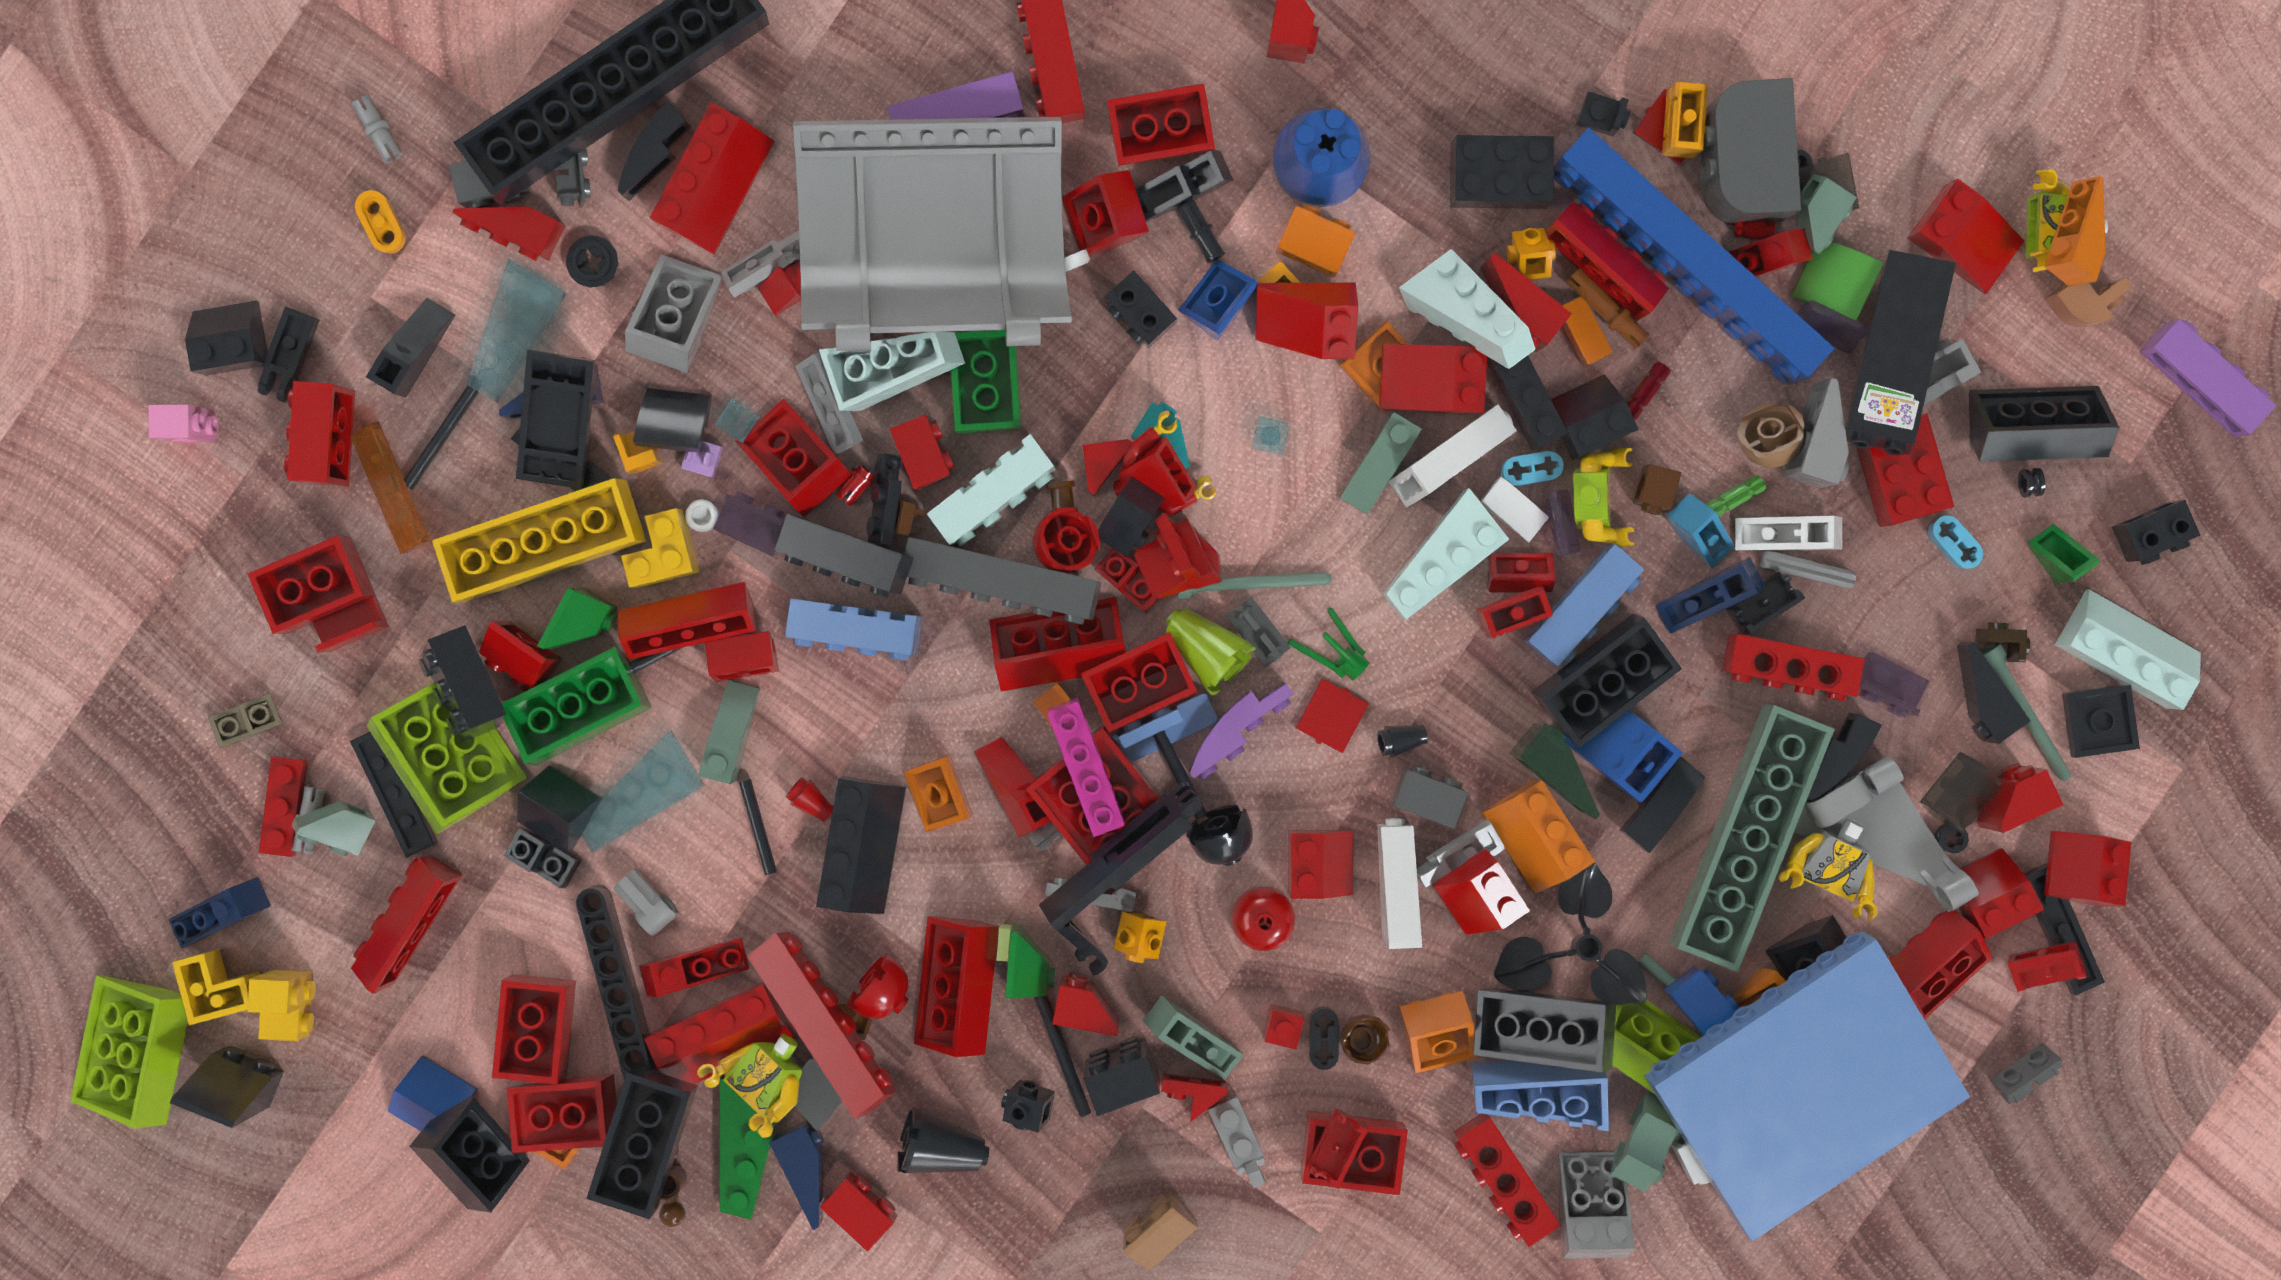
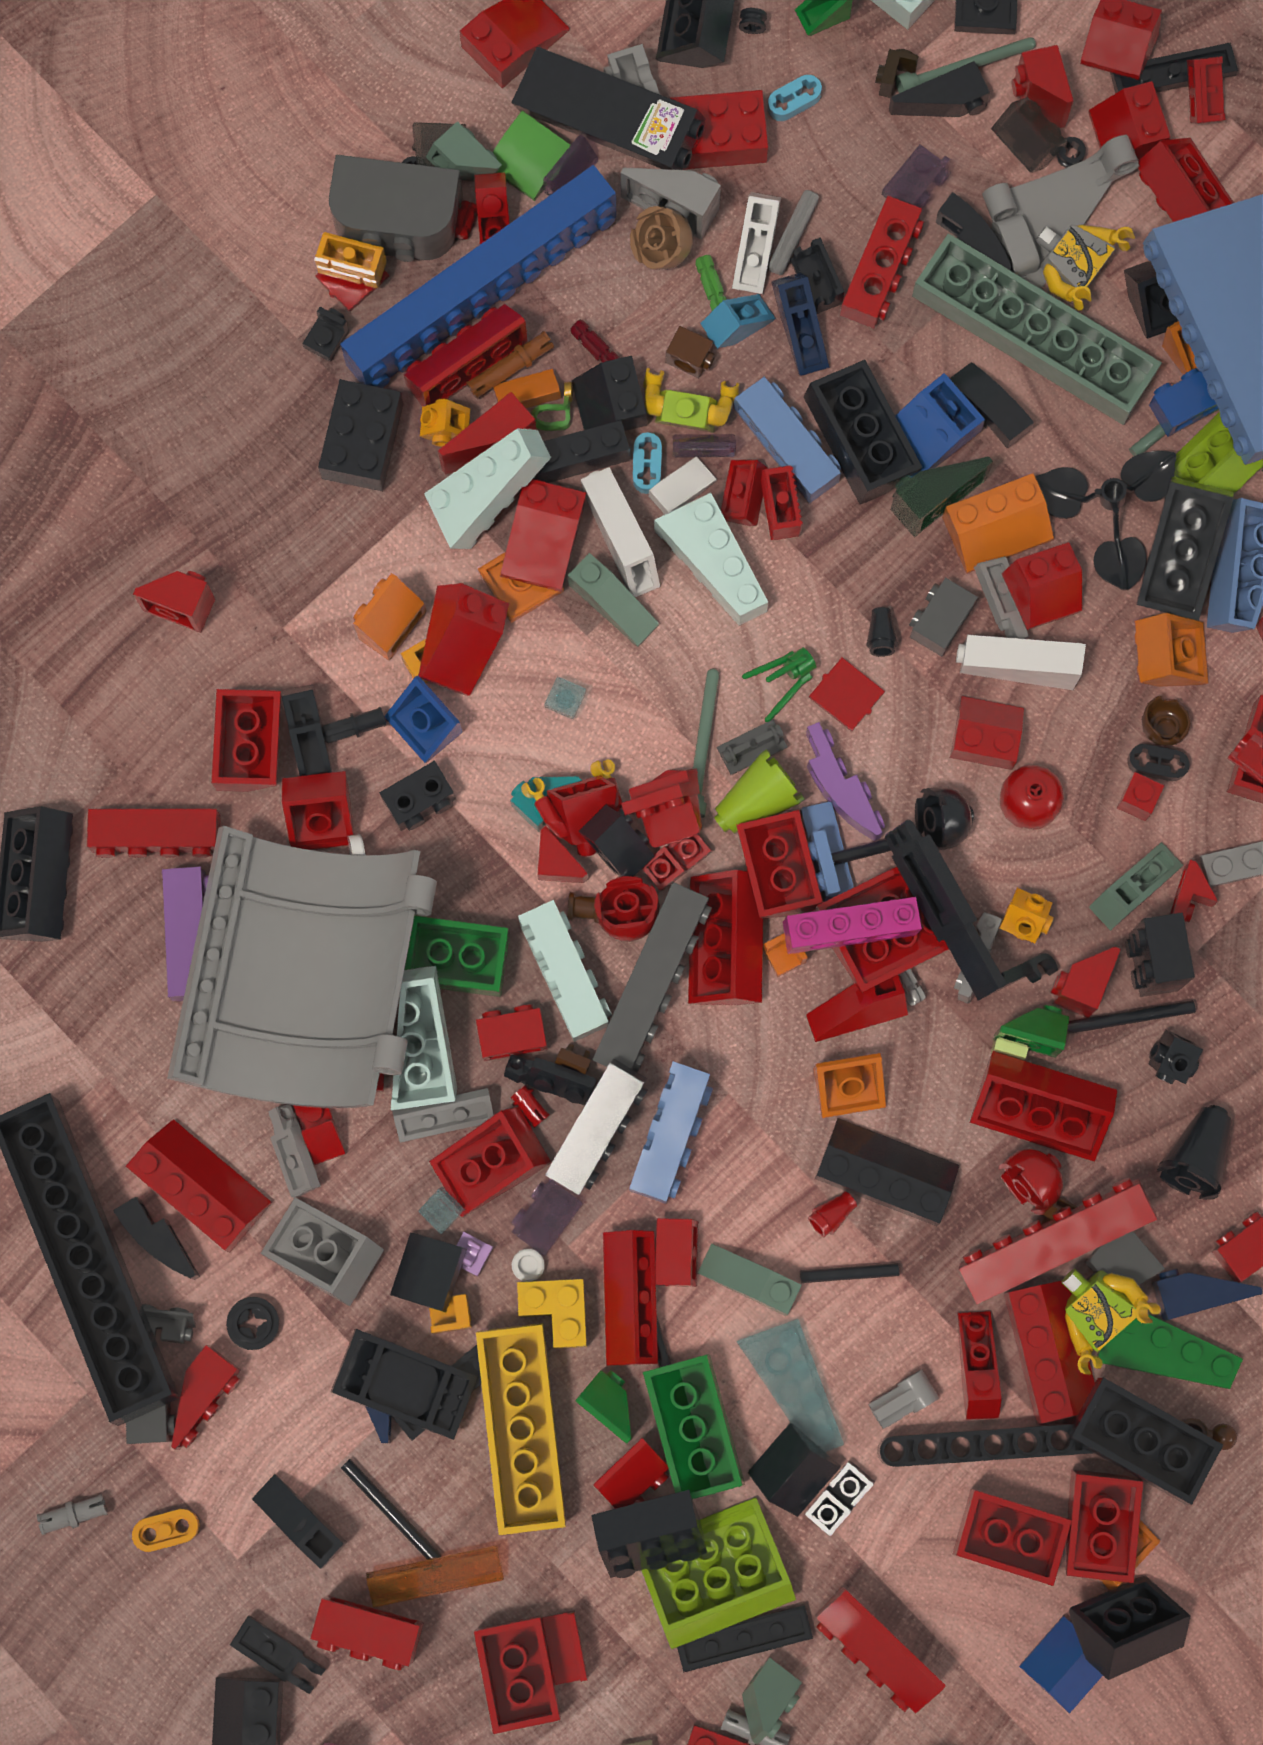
camera: 80 degrees left, 10 degrees down
(514, 325) = (296, 1412): clear light blue wing -> none
(1316, 174) = (313, 614): blue cone -> none
(1573, 374) = (558, 425): none -> bright green piece

